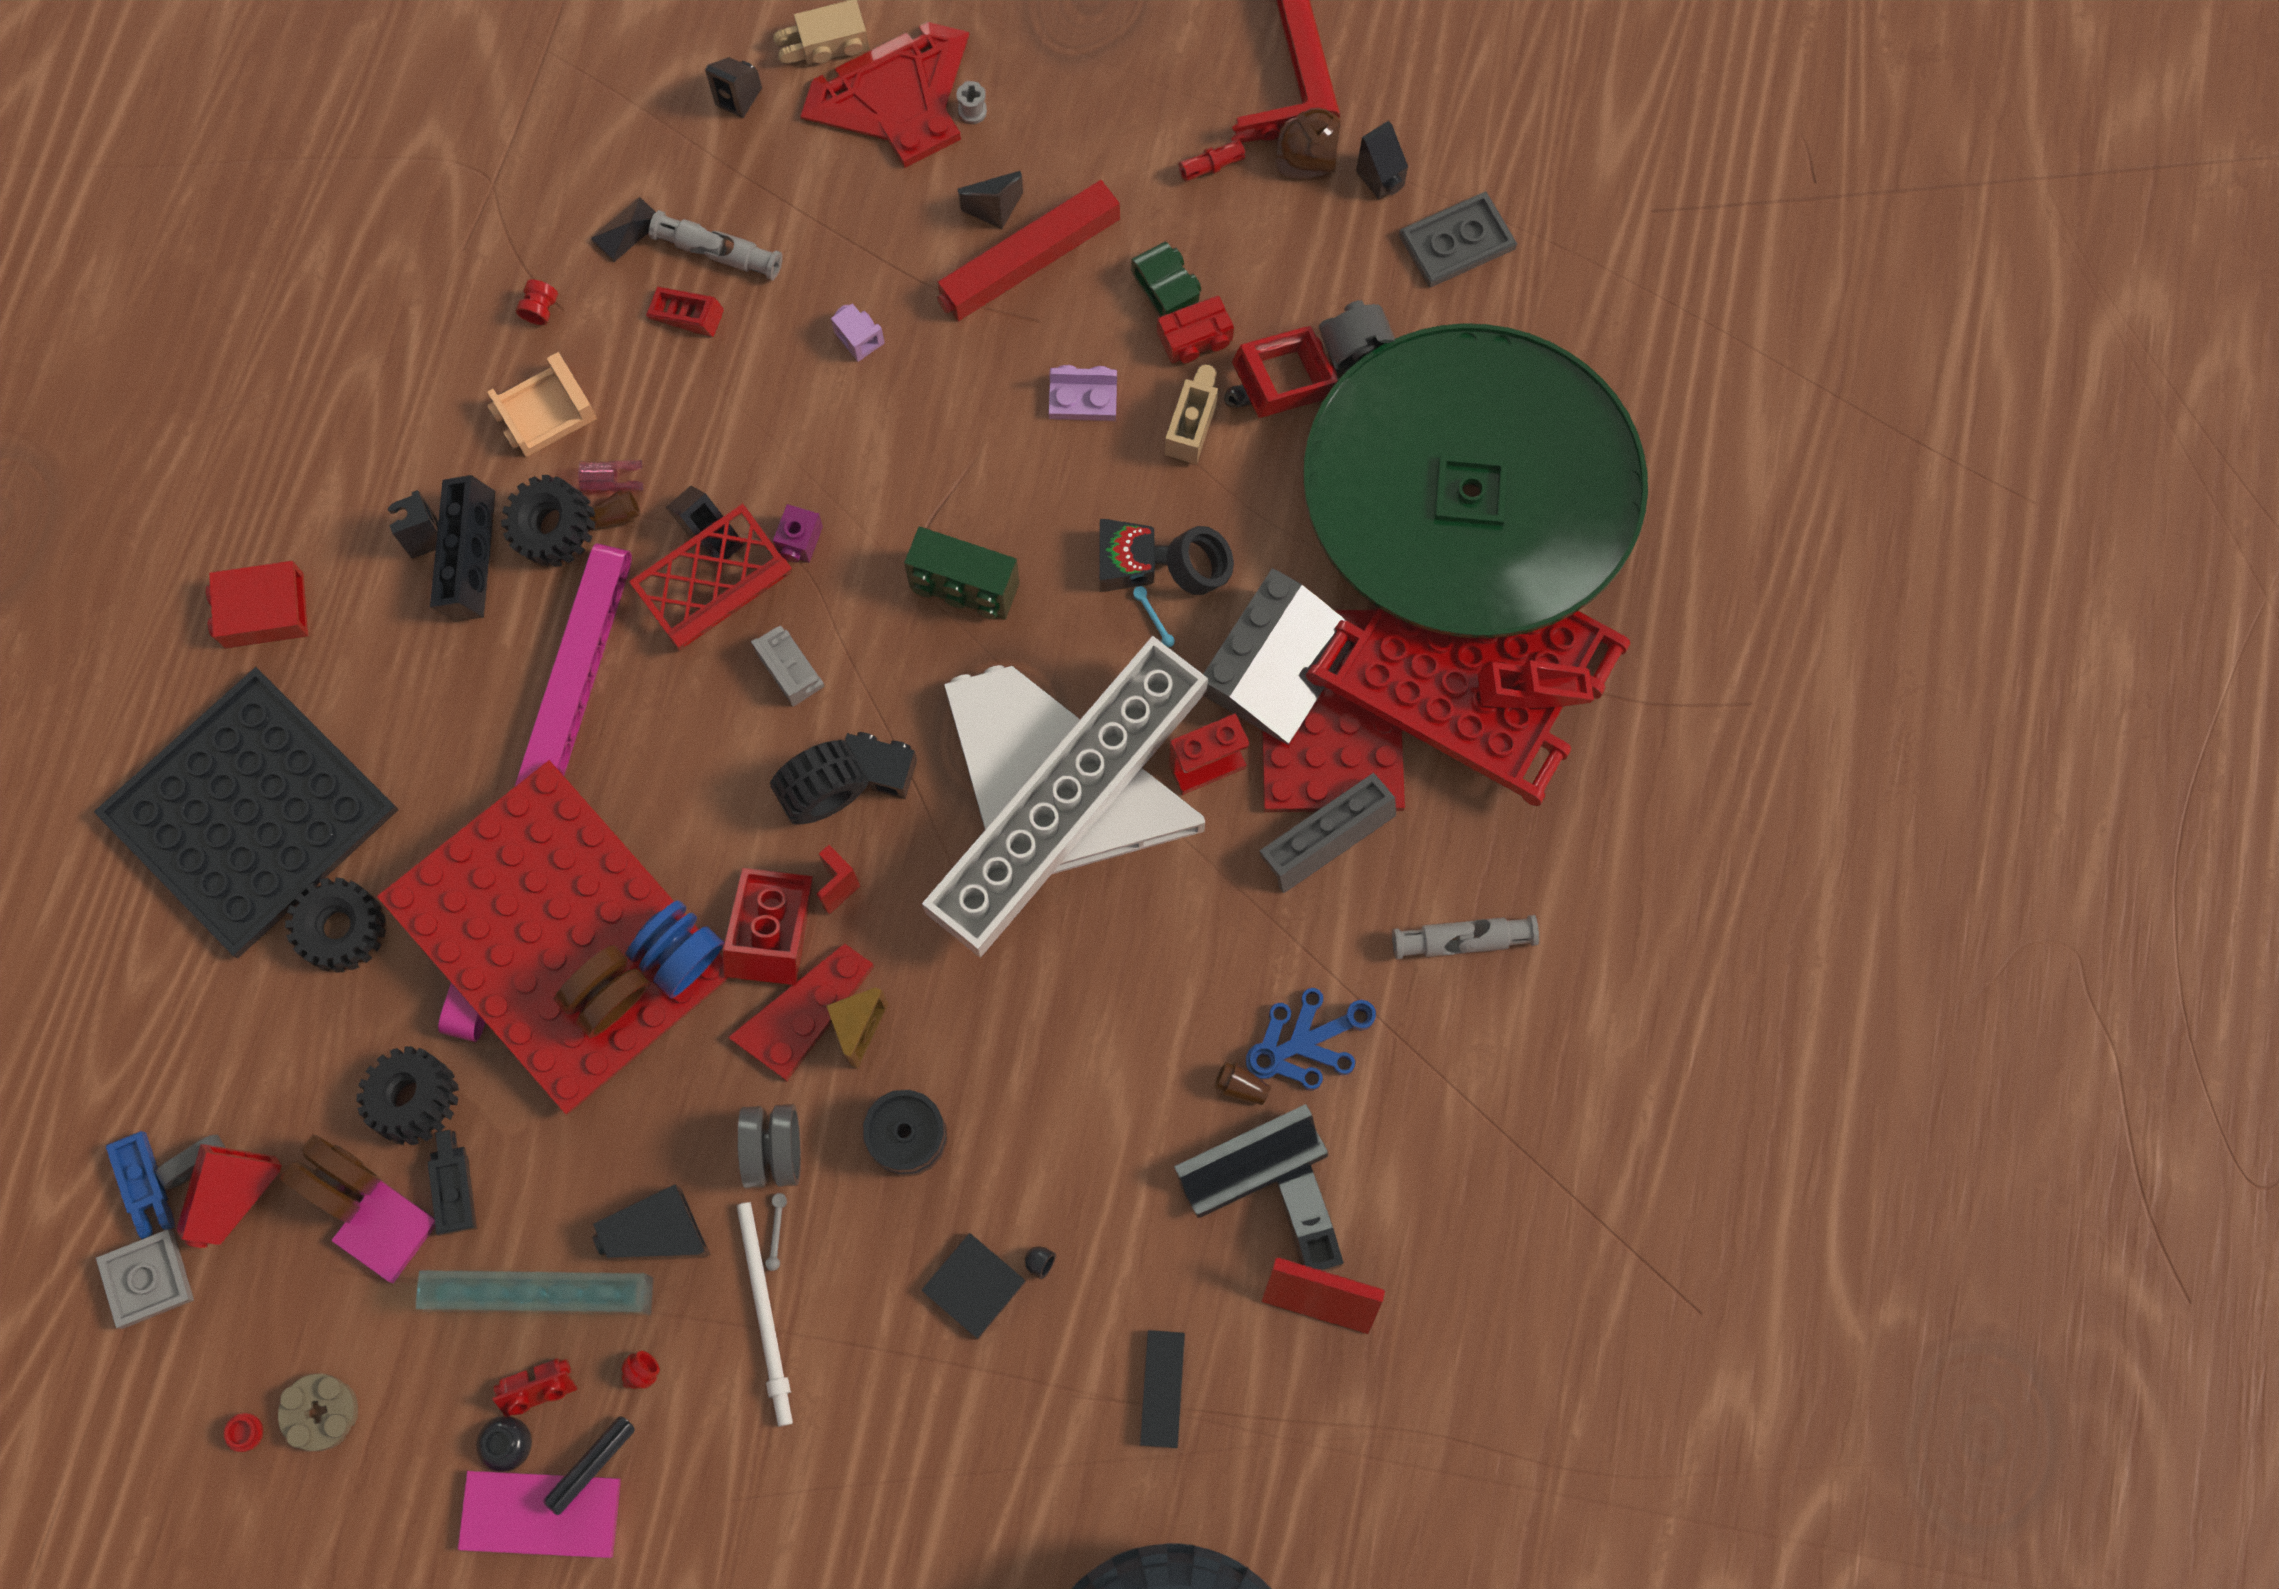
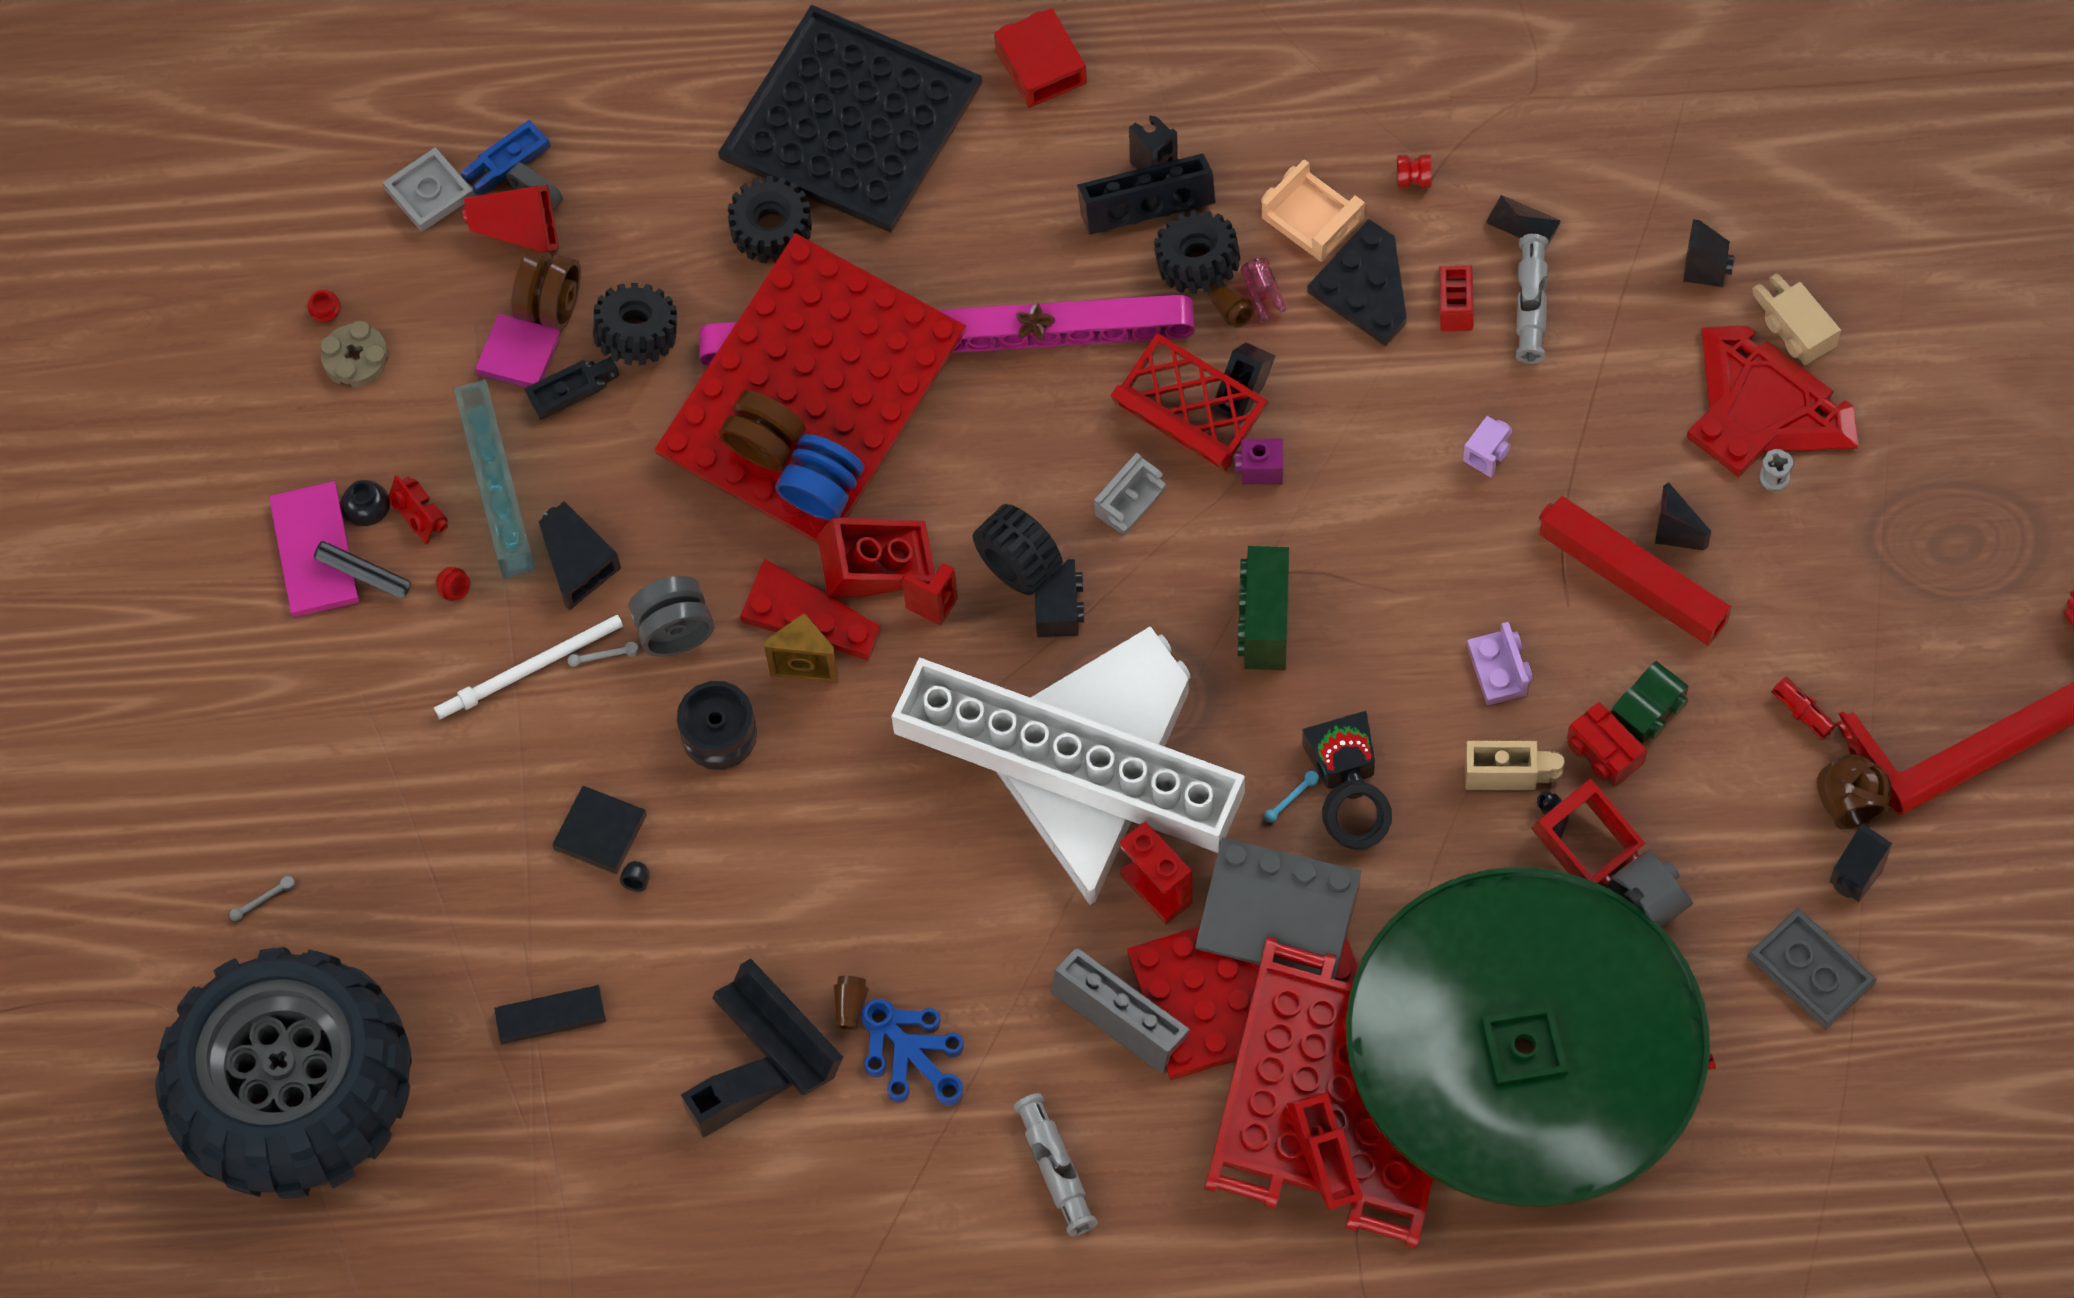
camera: 80 degrees right, 10 degrees down
(569, 694) = (1034, 322): none -> reddish brown plant
(638, 385) = (1365, 283): none -> black plate
(1323, 1295) = (667, 1118): red tile -> none

